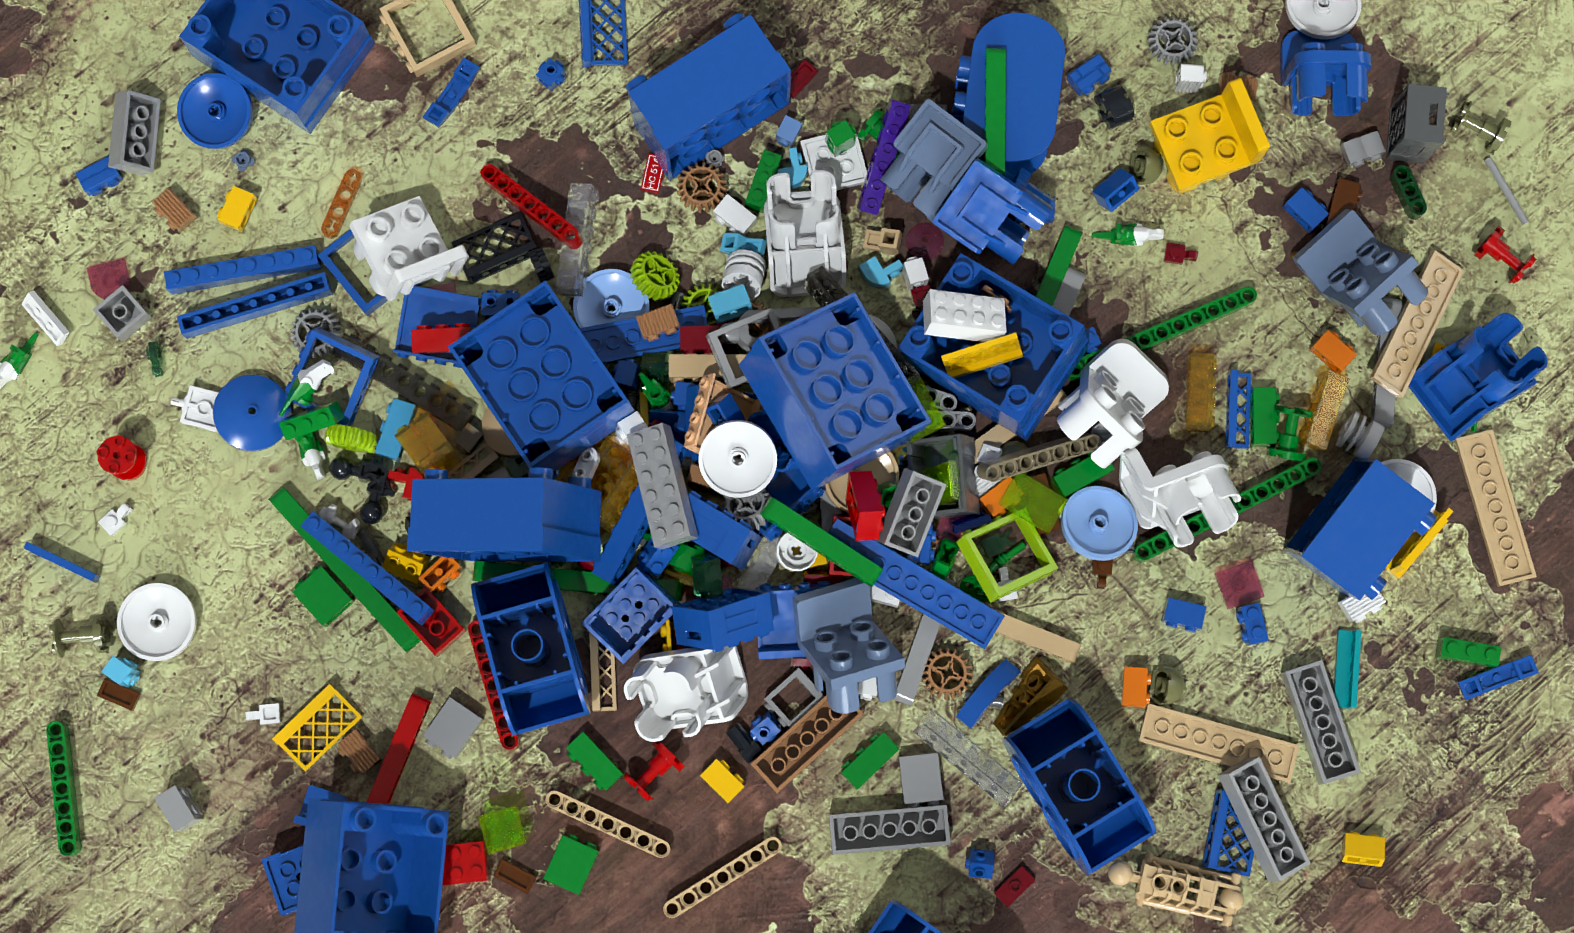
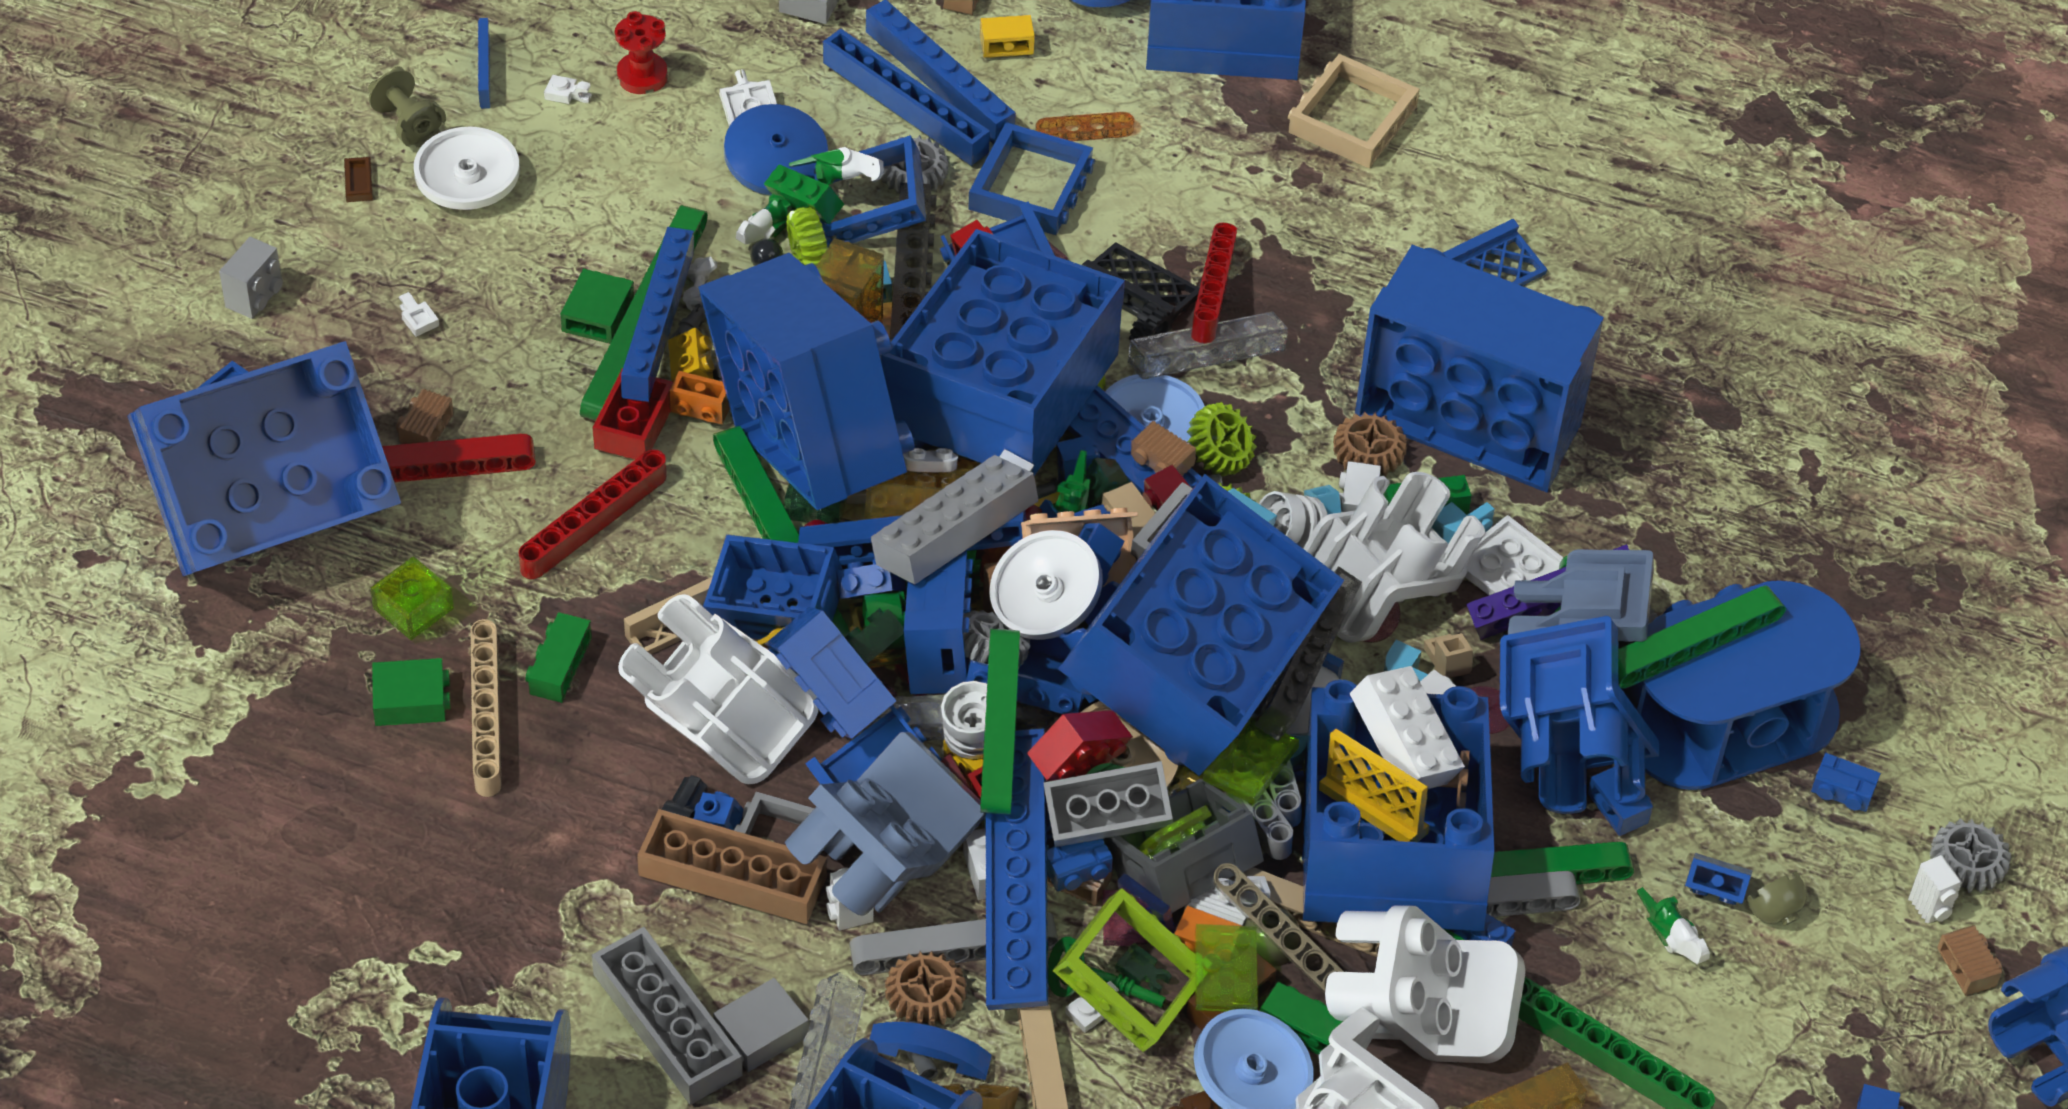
camera: 60 degrees right, 30 degrees down
(57, 780) = (213, 174): green beam -> none
(122, 671) = (386, 159): medium azure brick -> none
(154, 355) = (783, 41): clear green plate -> none
(244, 154) = (1068, 22): sand blue plate -> none
(302, 718) = (436, 348): yellow fence -> none
(404, 248) = (1068, 173): white piece -> none
(452, 728) = (512, 497): light grey brick -> none
(453, 93) = (1293, 169): blue slope -> none
(465, 863) = (337, 572): red brick -> none
(515, 876) = (359, 645): reddish brown tile -> none
(531, 648) = (657, 493): blue brick -> none
(551, 74) = (1390, 240): blue brick -> none
(652, 175) = (1343, 397): red tile -> none
(659, 765) = (596, 718): red piece -> none
(716, 885) = (498, 870): tan beam -> none
(719, 158) = (1417, 443): light grey plate -> none
(722, 780) = (618, 800): yellow brick -> none
(788, 132) = (1509, 499): medium blue brick -> none
(801, 77) = (1584, 482): dark red plate -> none
(840, 137) = (1540, 538): green brick -> none
(869, 760) = (747, 954): green brick -> none
(944, 558) = (1074, 904): green brick -> none
(1114, 107) = (1825, 823): black brick -> none
(1176, 254) = (1694, 999): dark red plate -> none
(1210, 138) = (1861, 931): yellow piece -> none

